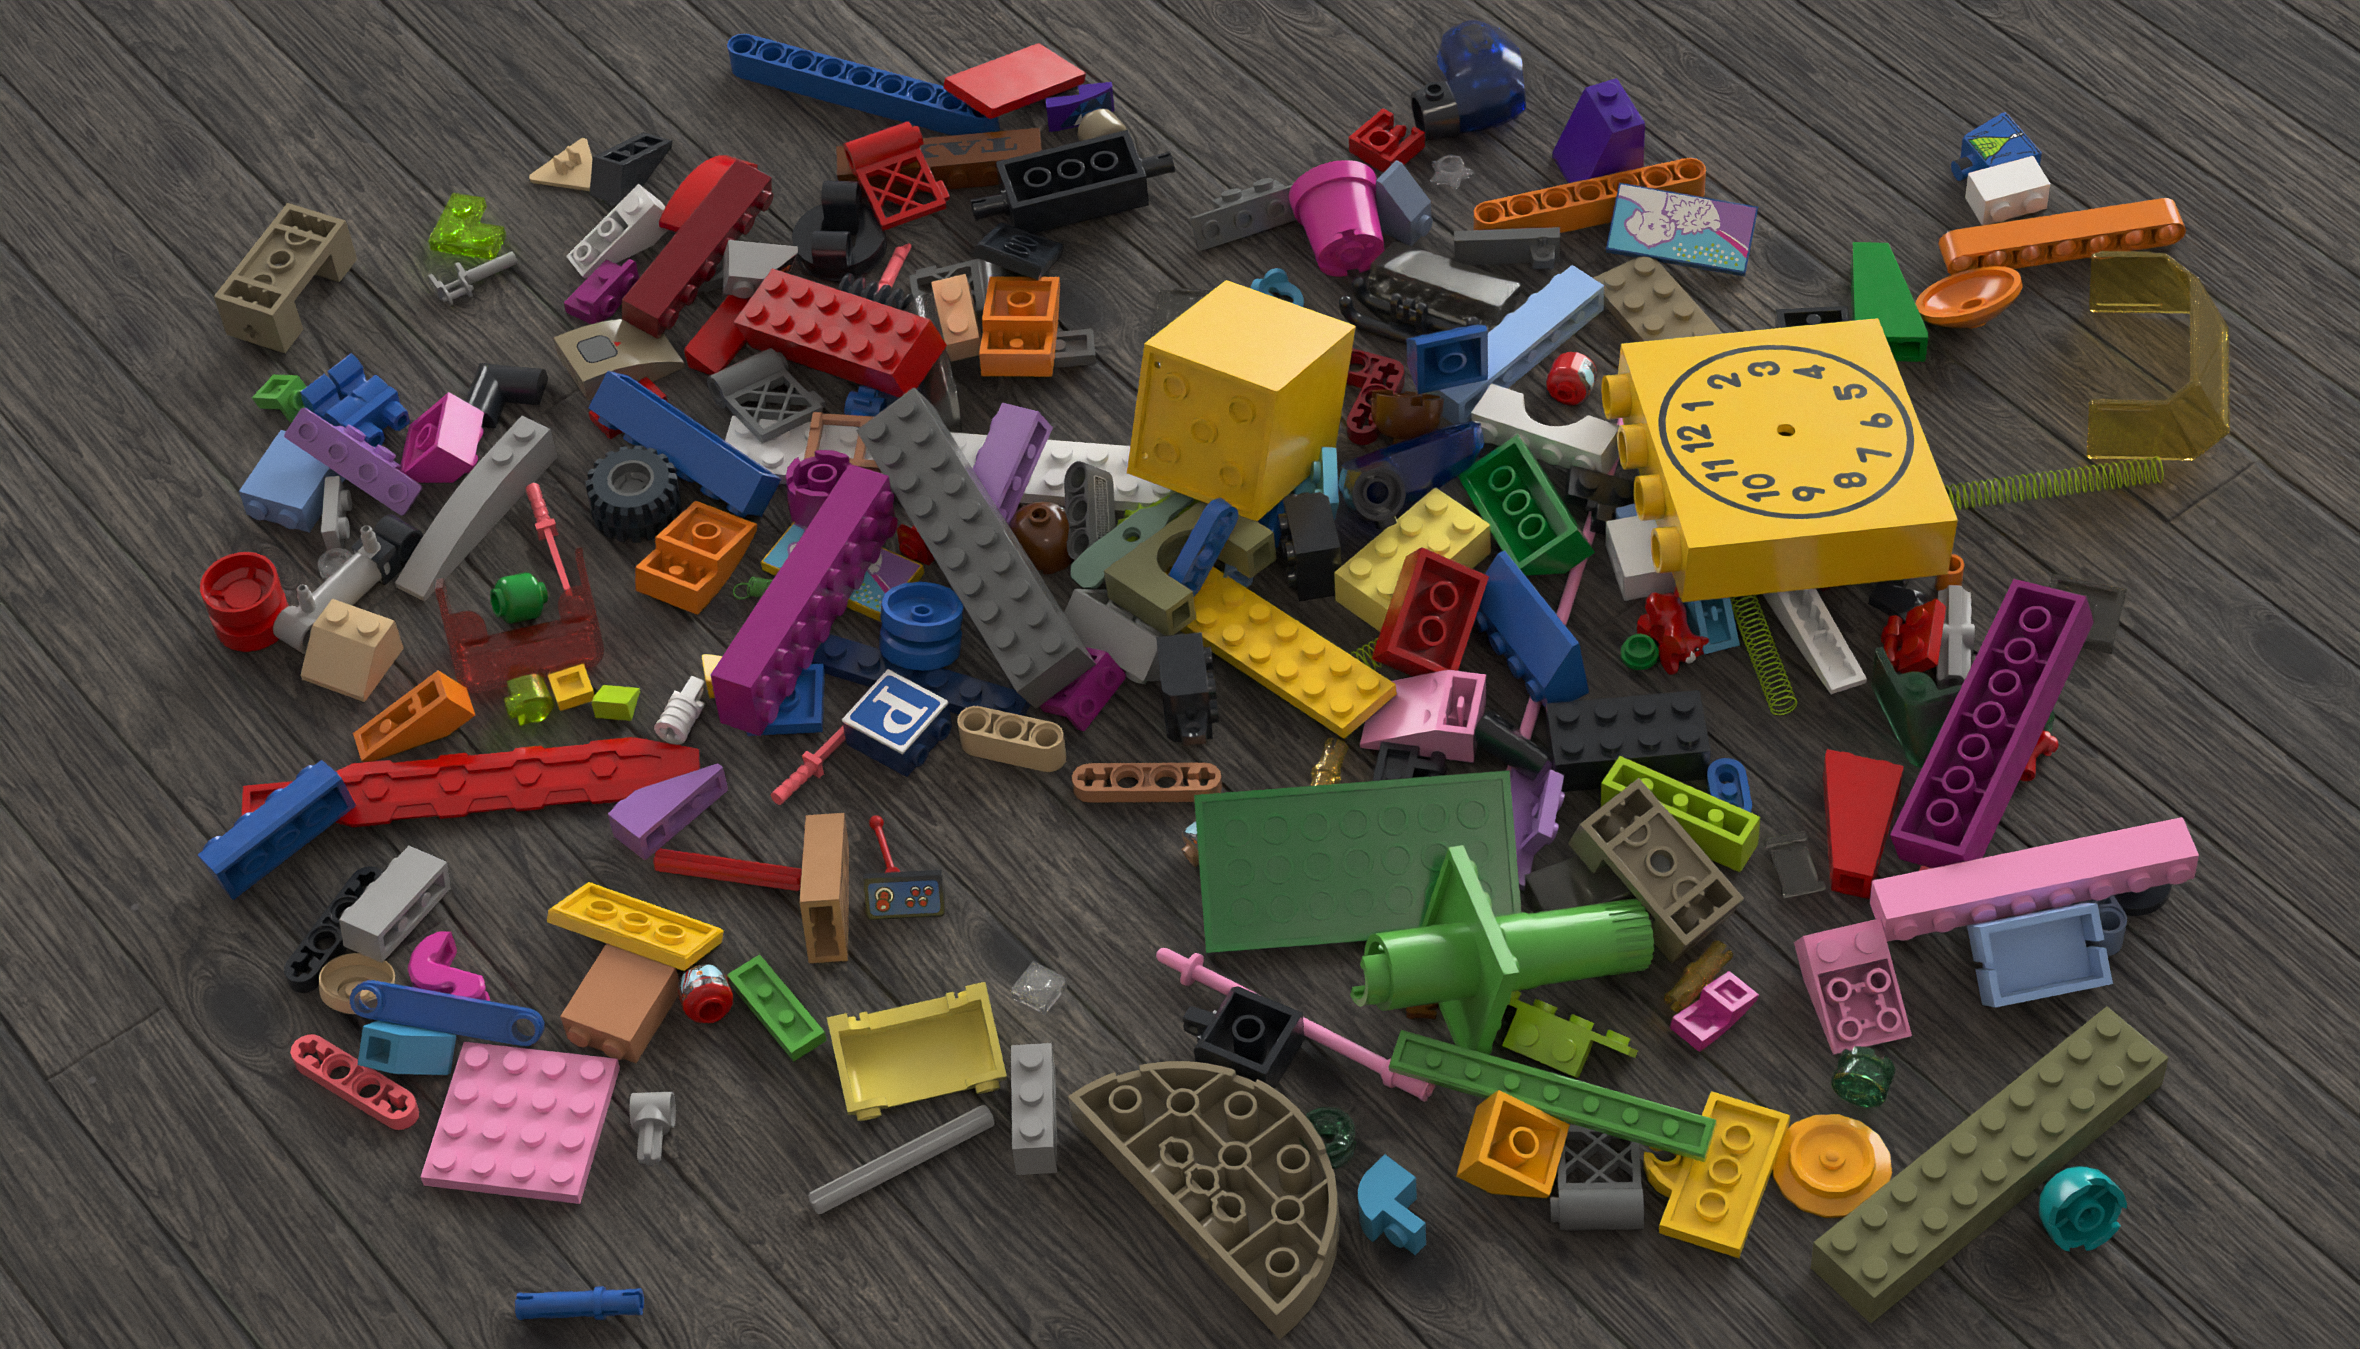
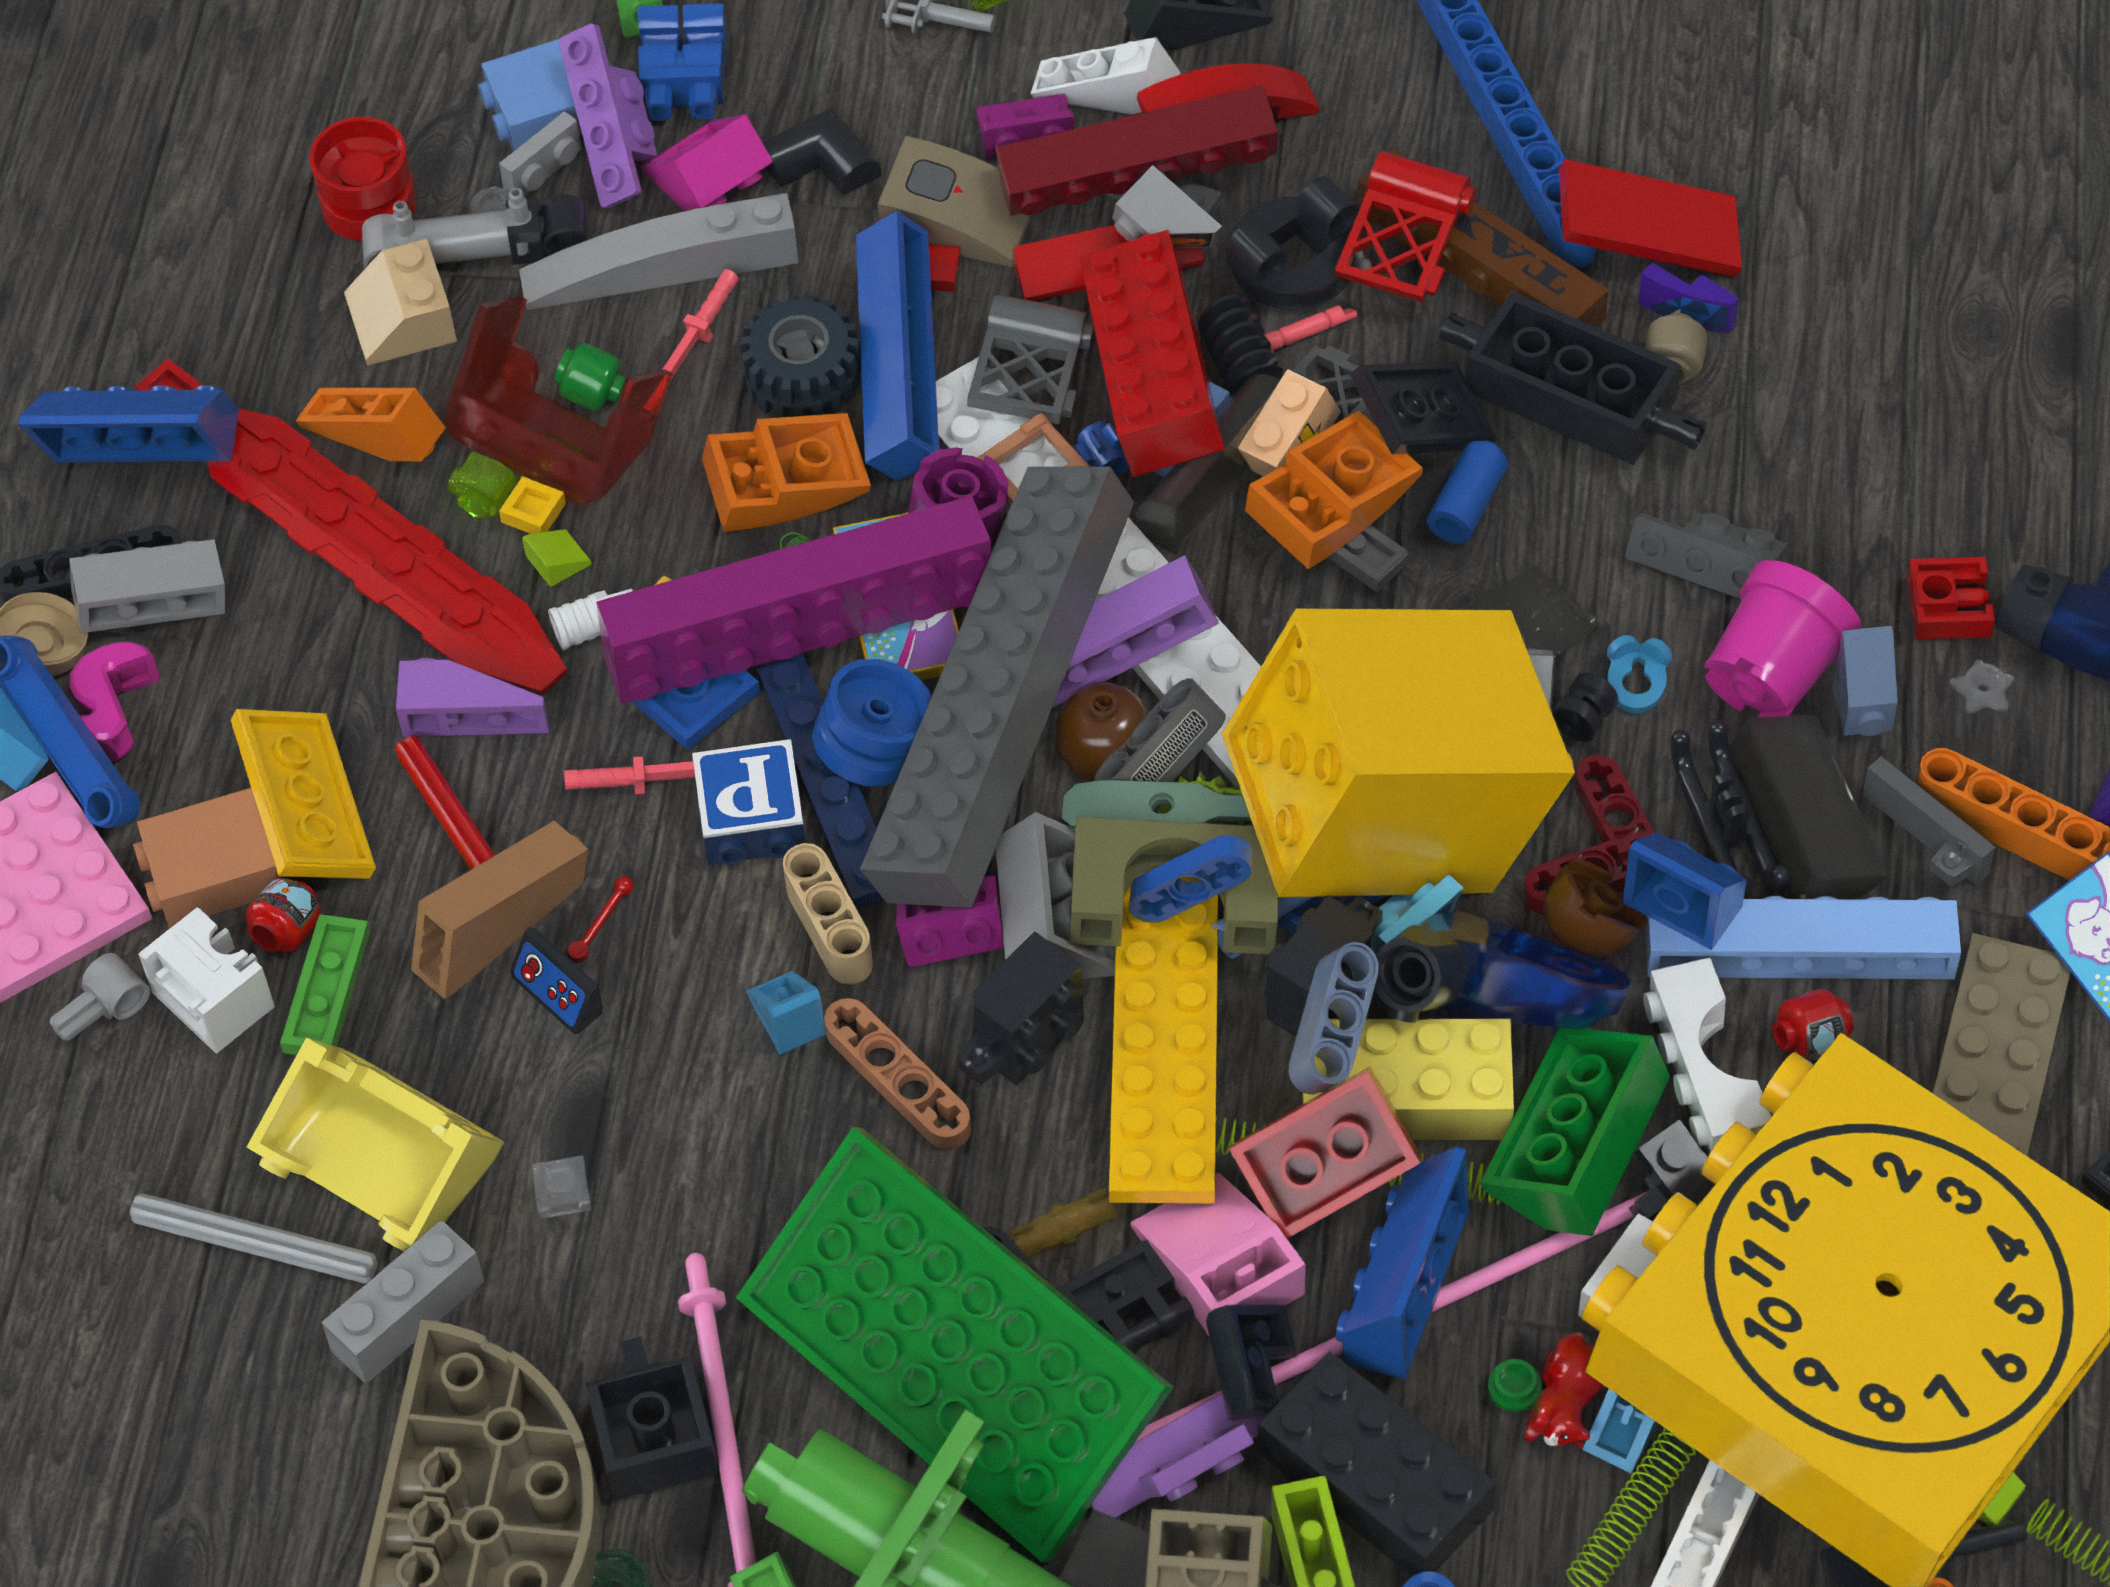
camera: 45 degrees right, 5 degrees up
(708, 1061) = (203, 983): none -> white piece
(1050, 799) = (789, 1010): none -> dark azure slope
(1084, 279) = (1467, 492): none -> blue brick
(1364, 546) = (1317, 1034): none -> sand blue beam

